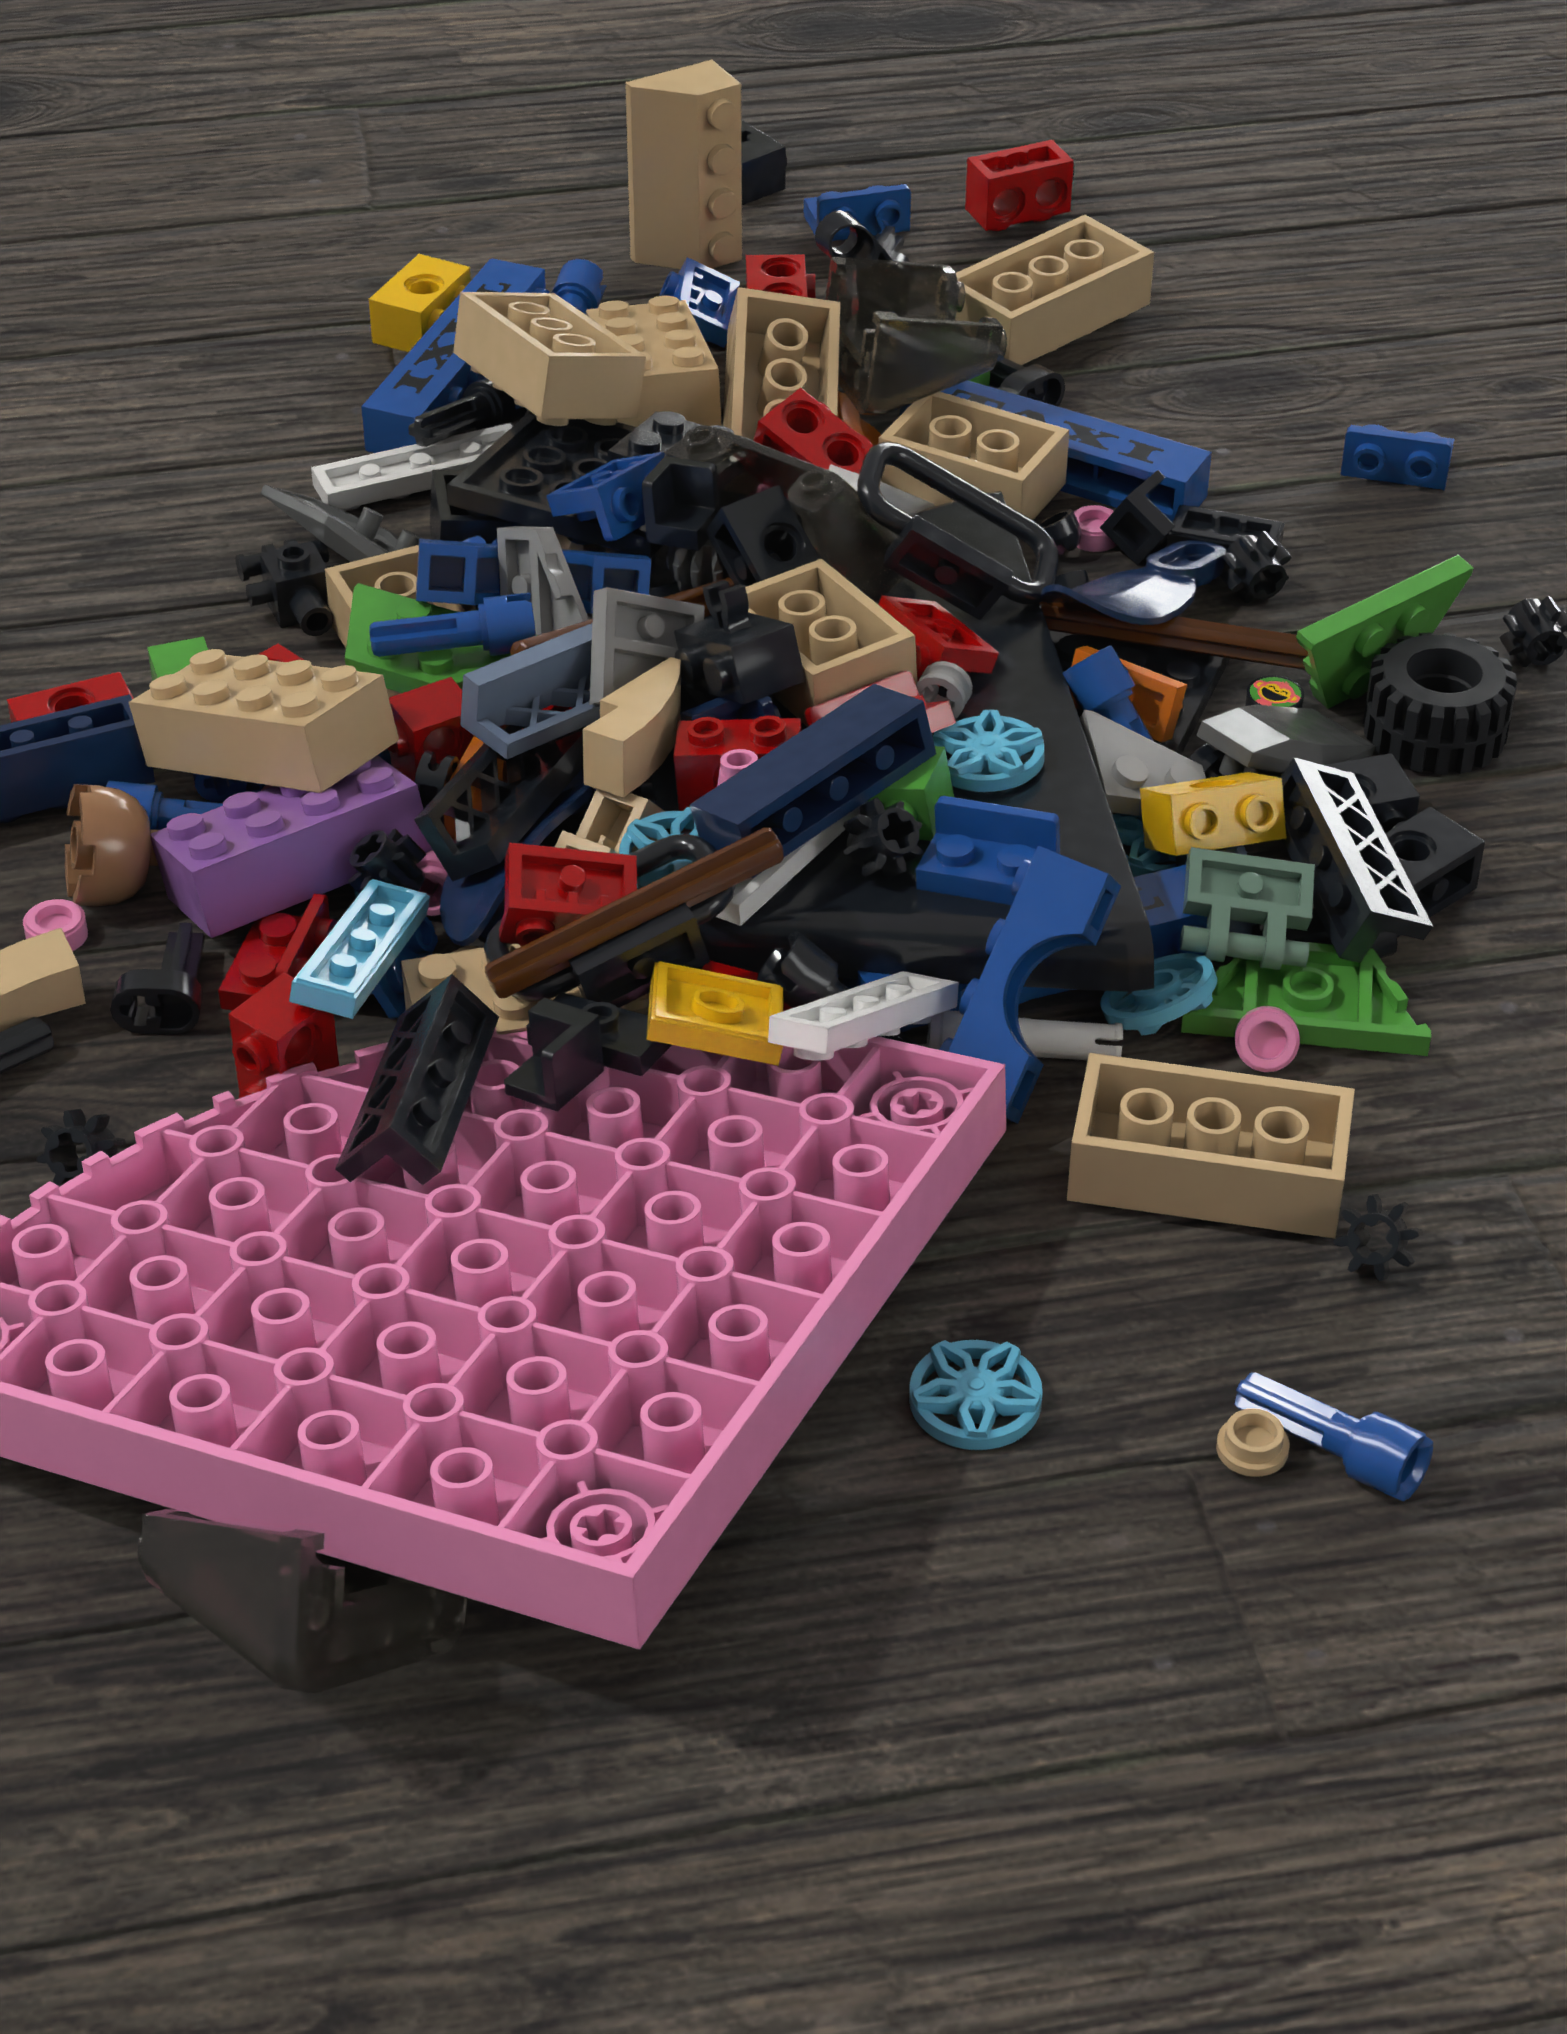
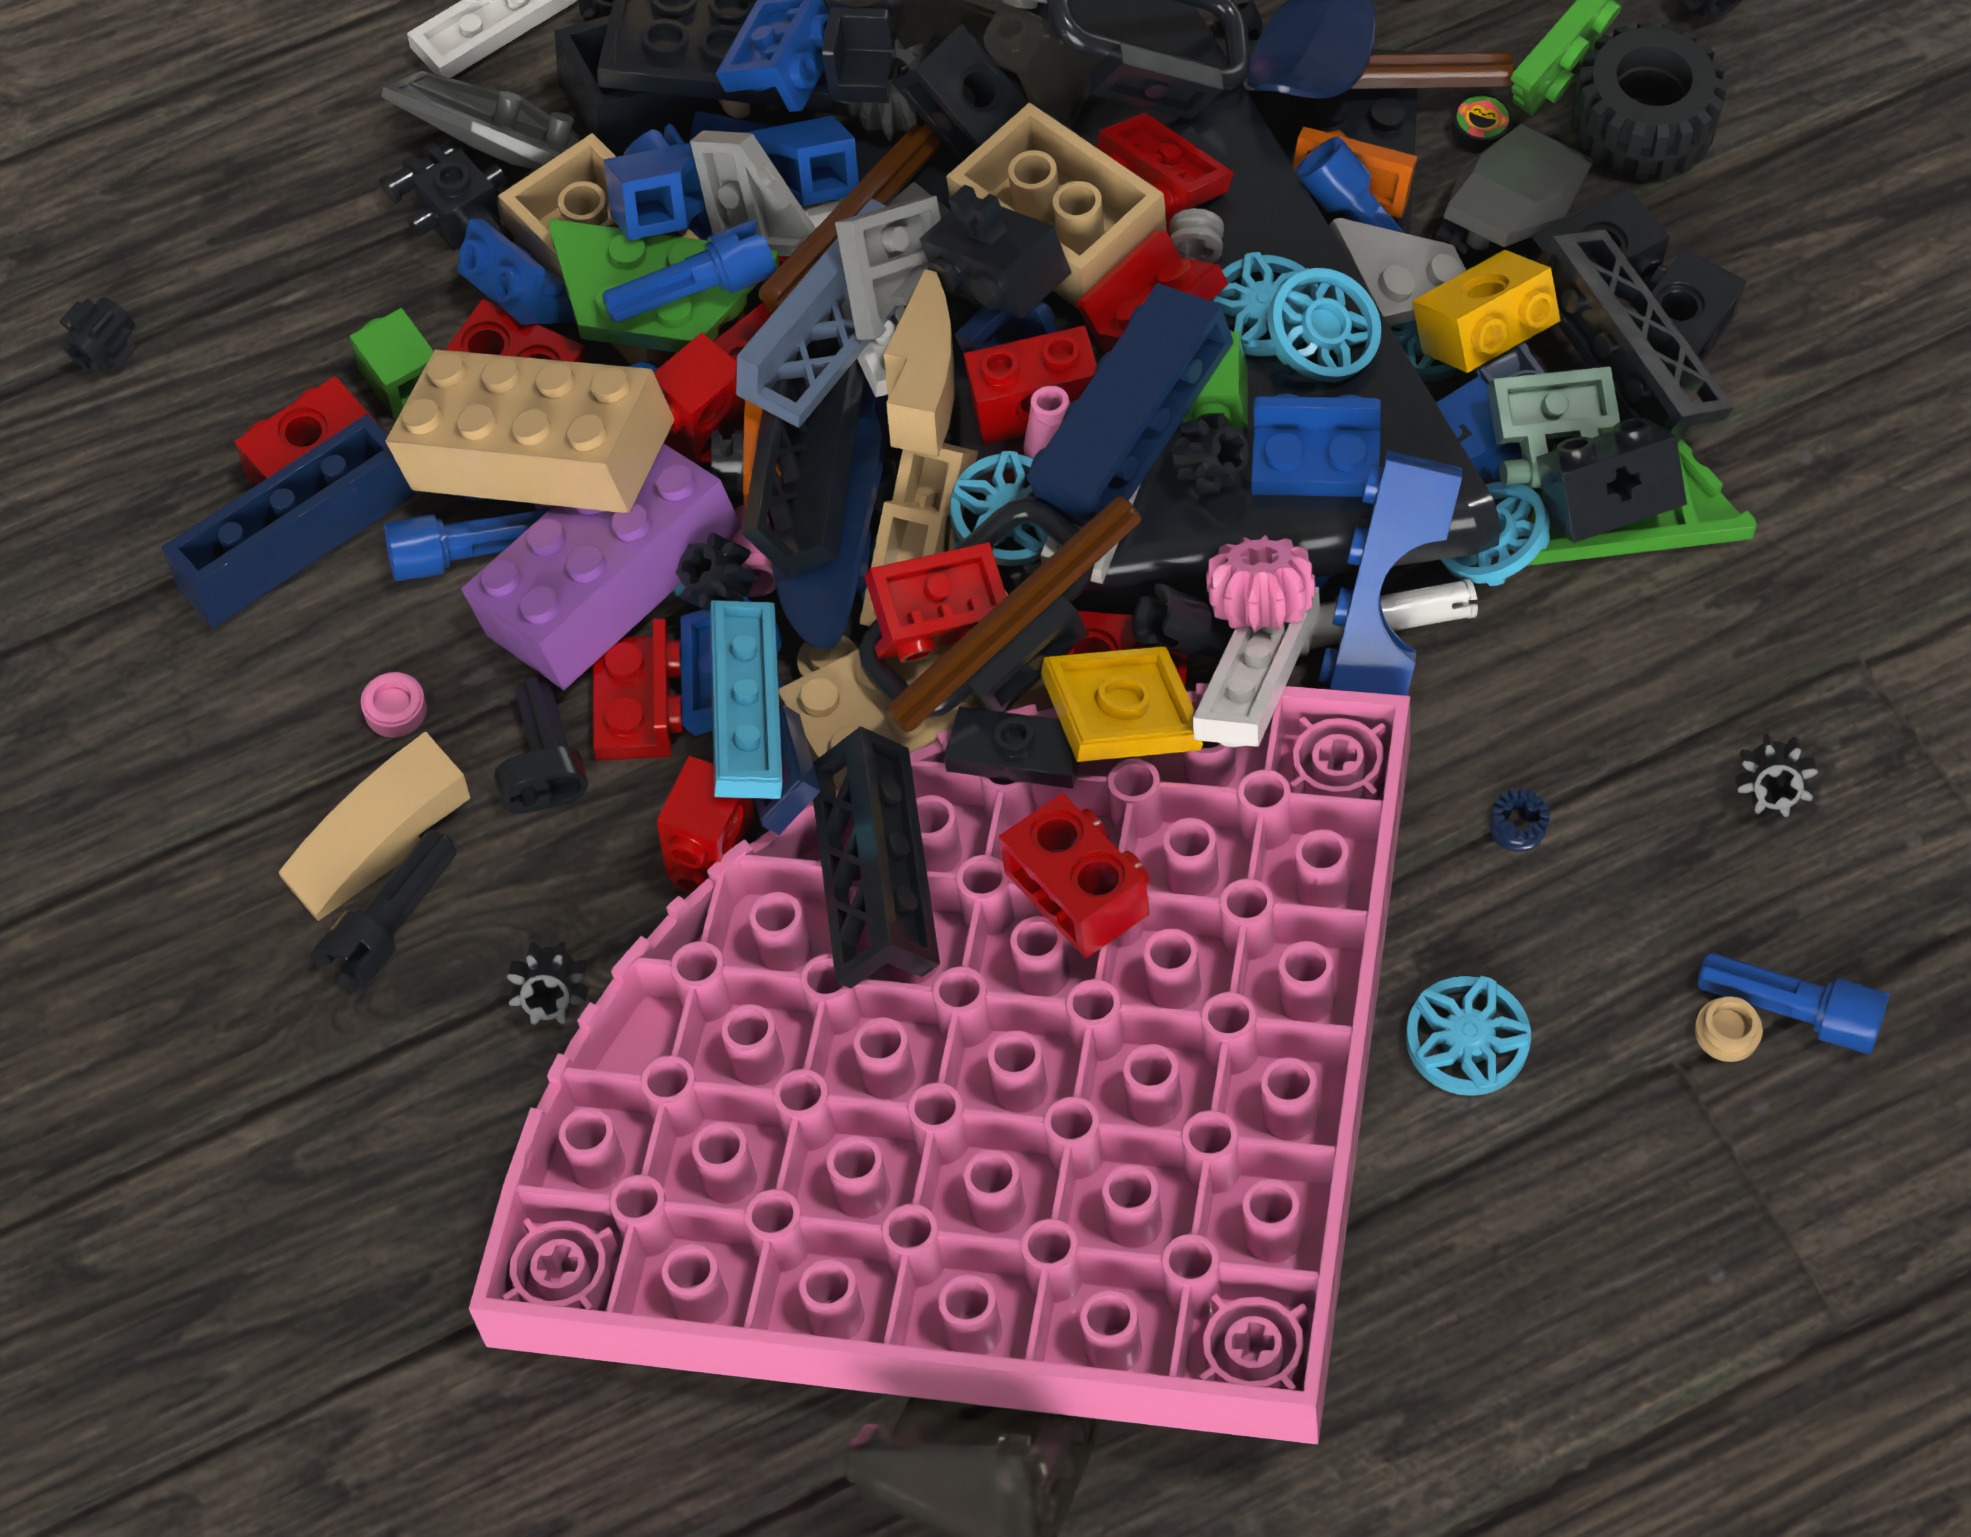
camera: 15 degrees left, 20 degrees up
(107, 846) = (415, 606): medium nougat cylinder -> none
(308, 627) = (512, 277): none -> blue bracket
(373, 1015) = (798, 776): none -> dark blue tile
(563, 1058) = (992, 794): black panel -> none
(604, 1123) = (1064, 880): none -> red brick
(893, 951) = (1260, 583): none -> bright pink gear
(1034, 764) = (1324, 325): none -> medium azure wheel
(1092, 1214) = (1533, 810): none -> dark blue bush
(1211, 1145) = (1601, 710): tan brick -> none
(1267, 1039) = (1607, 563): bright pink tile -> none
(1323, 957) = (1611, 479): none -> black brick

